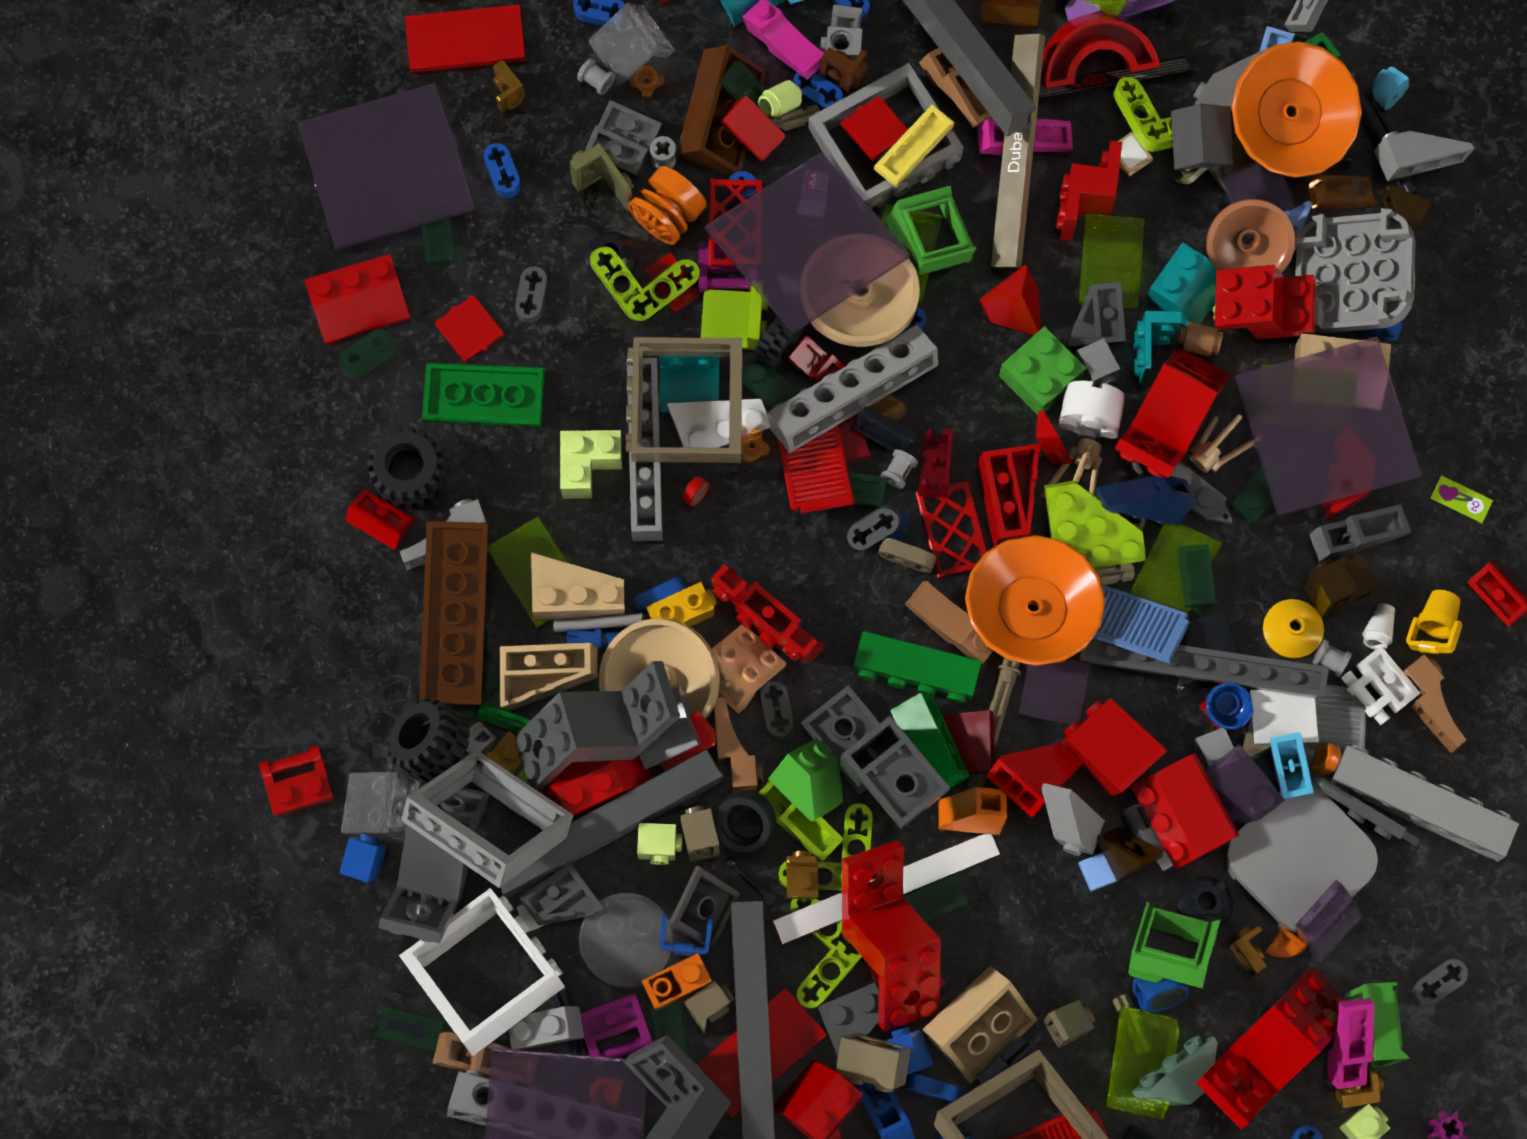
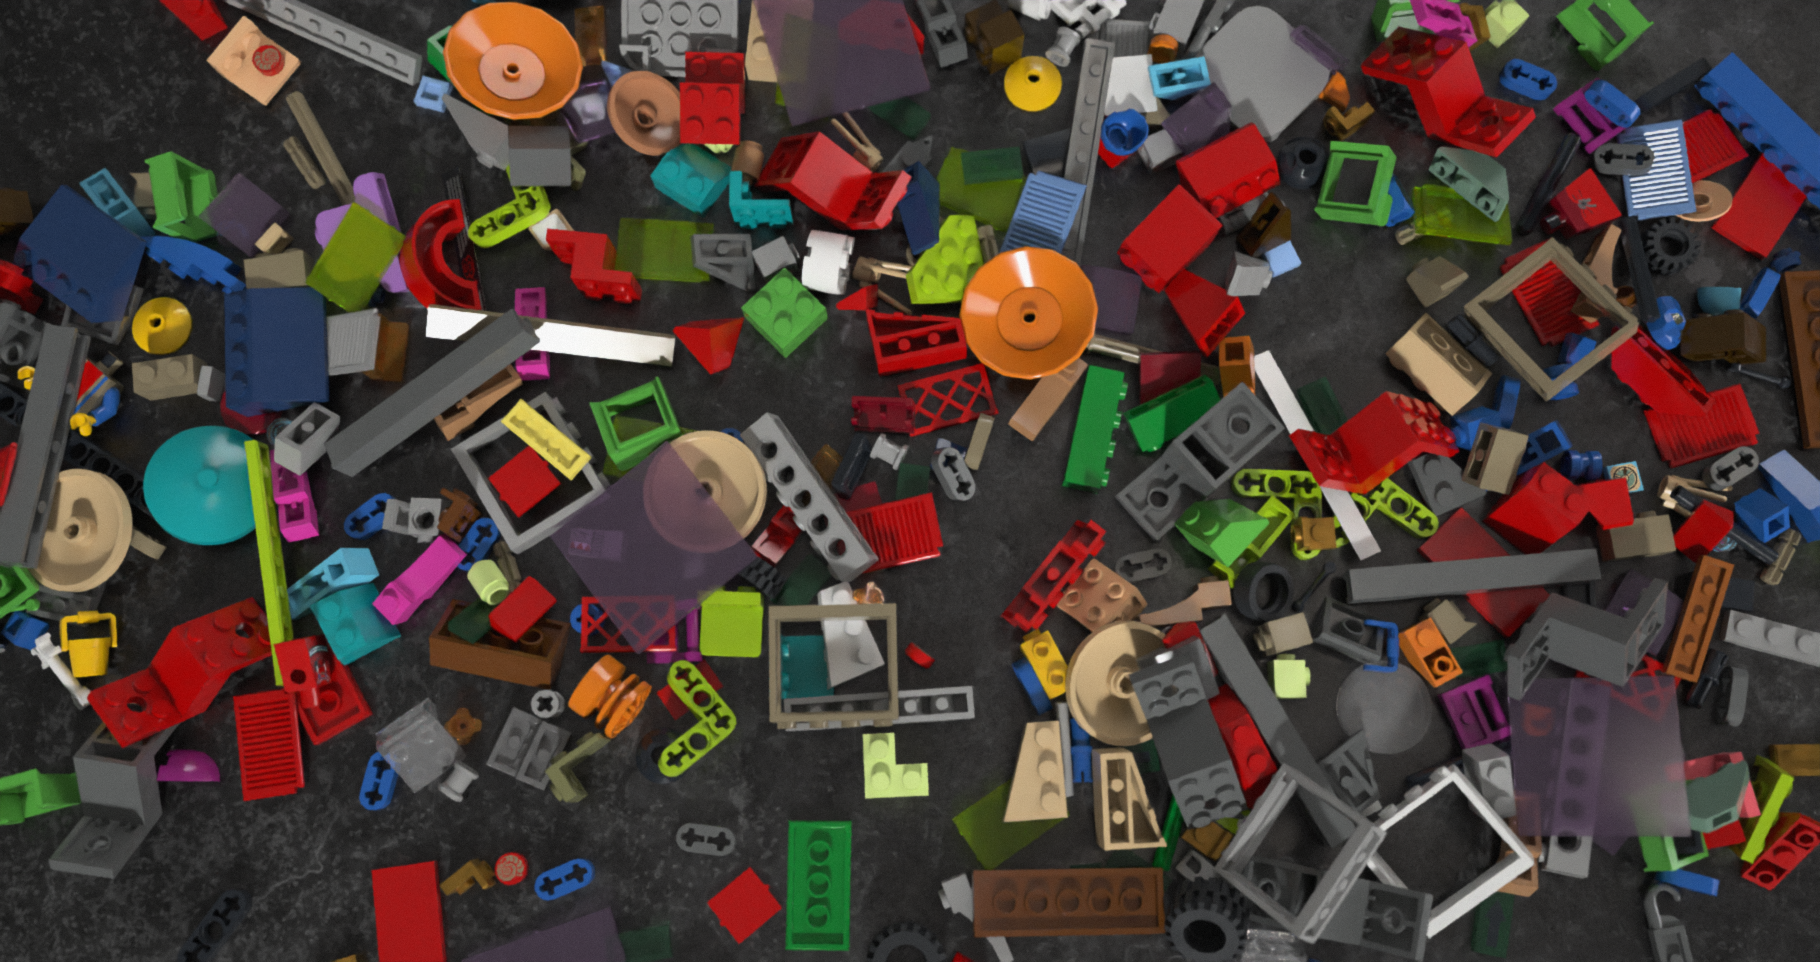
camera: 90 degrees left, 5 degrees up
(514, 124) = (511, 868): none -> red tile

